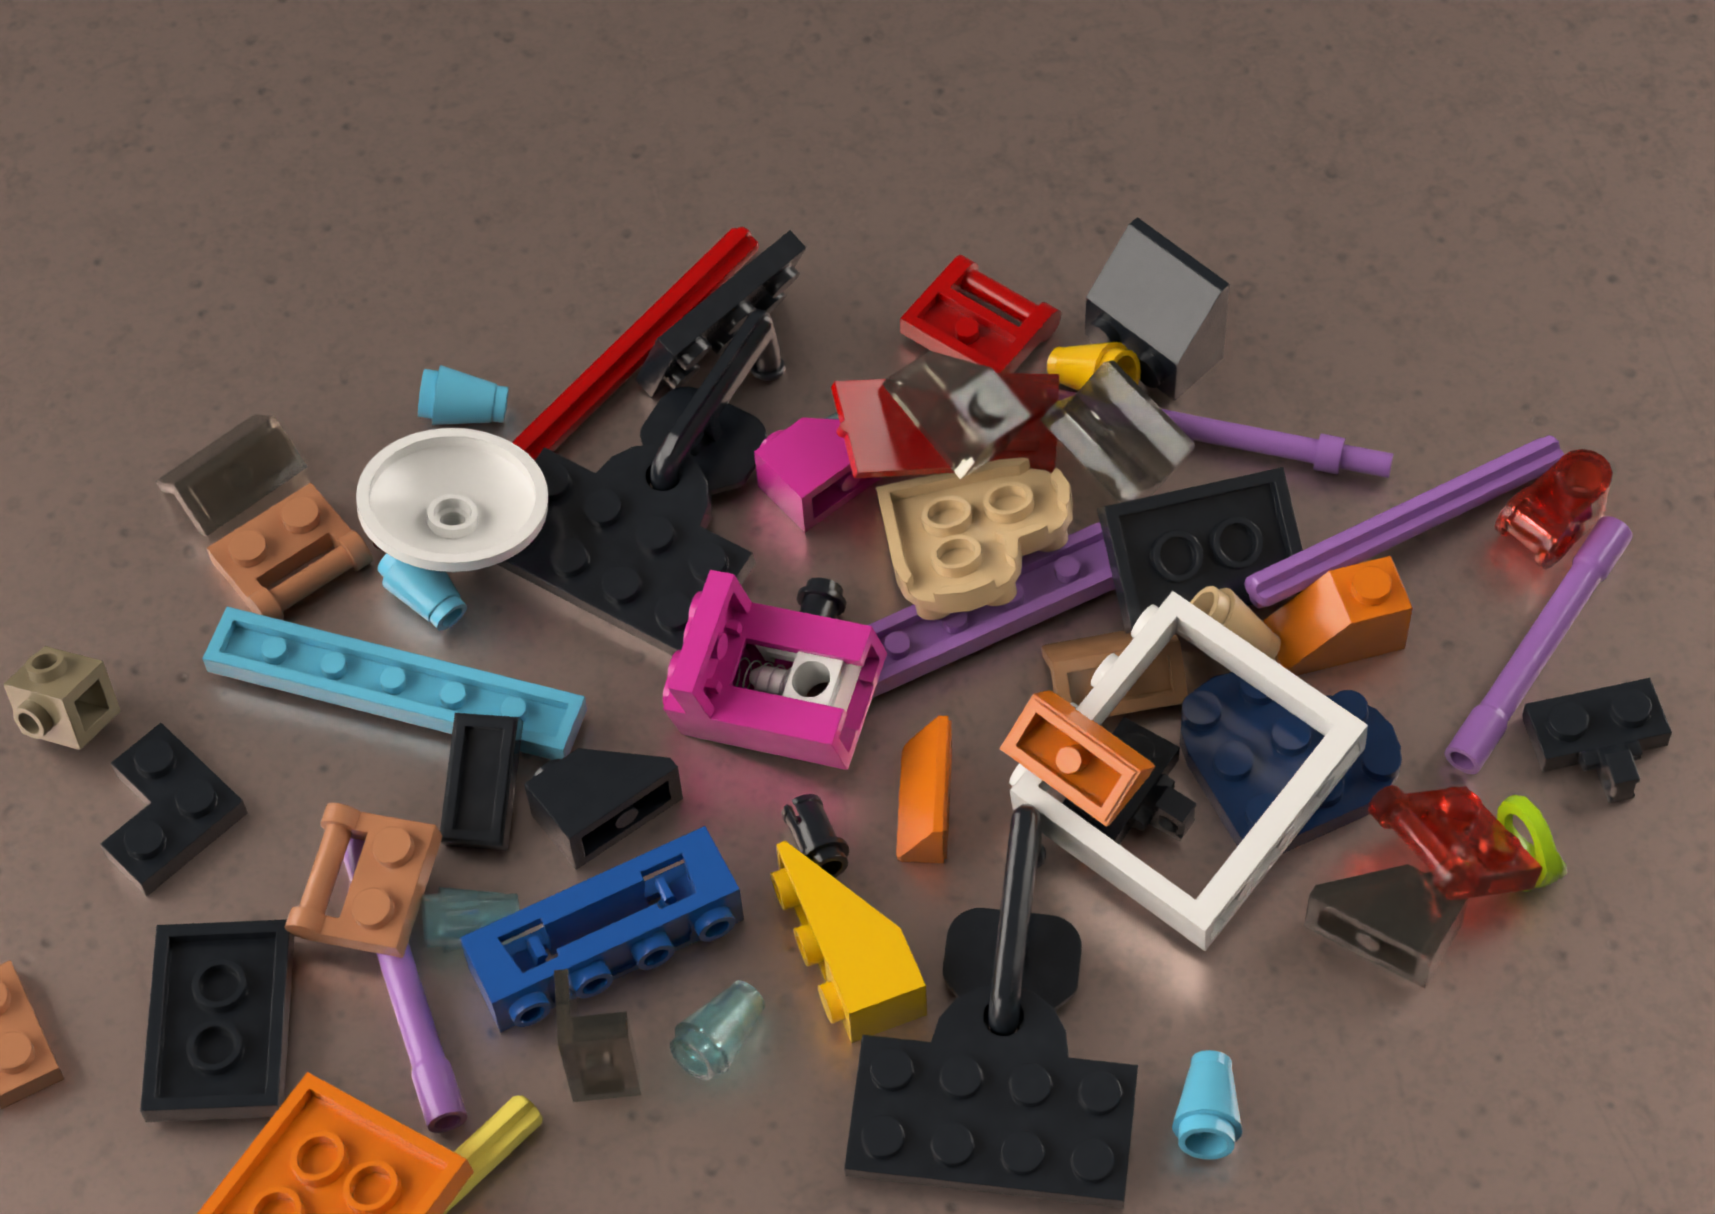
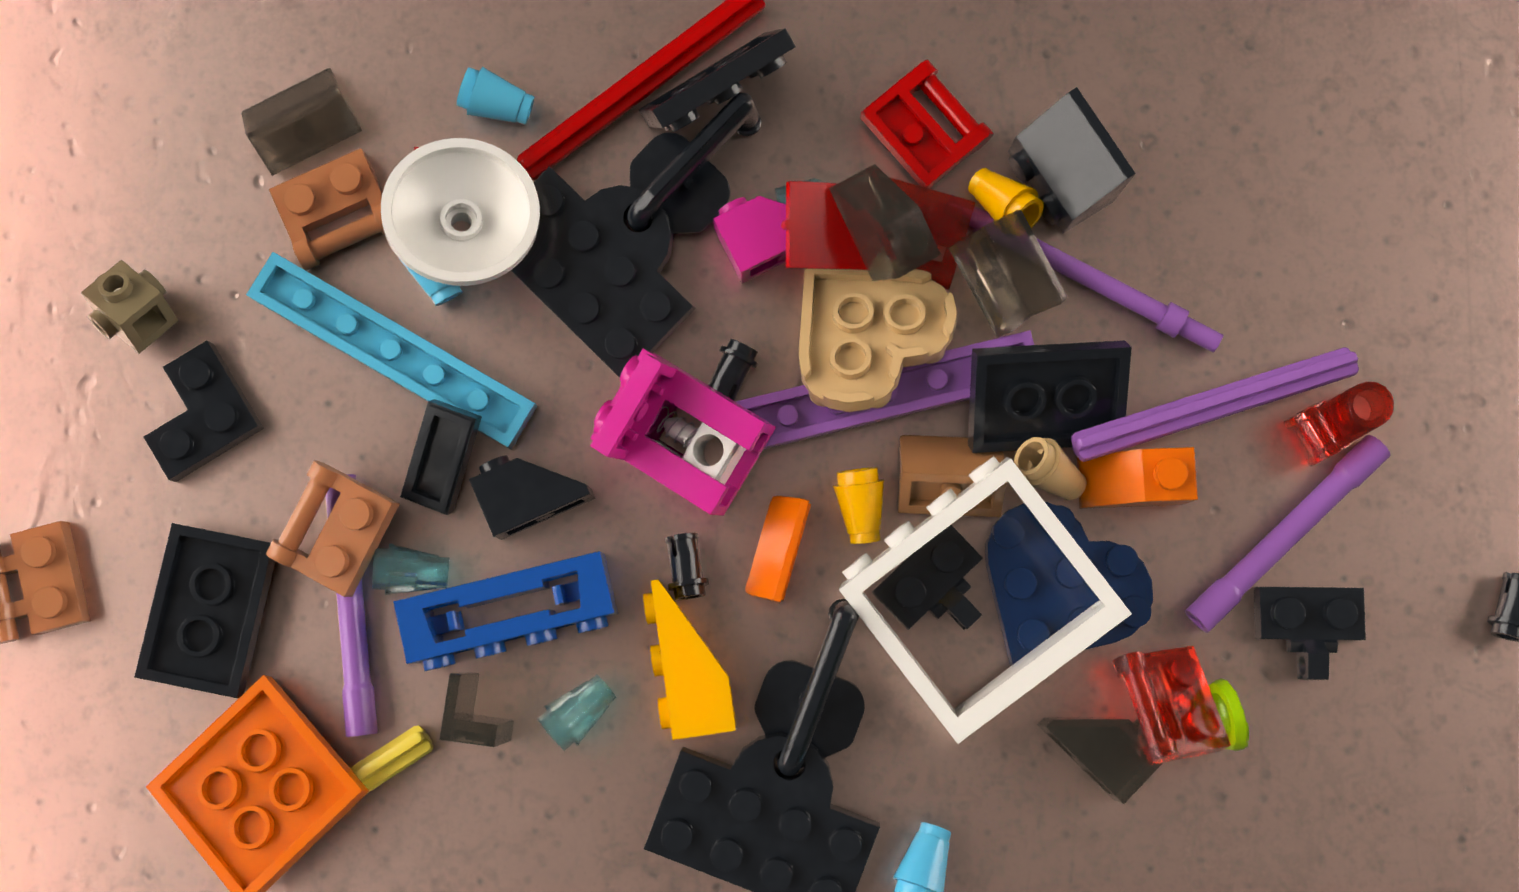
camera: 10 degrees right, 25 degrees up
(1000, 705) = (860, 502): none -> yellow cone
(1076, 756) = (899, 578): orange slope -> none

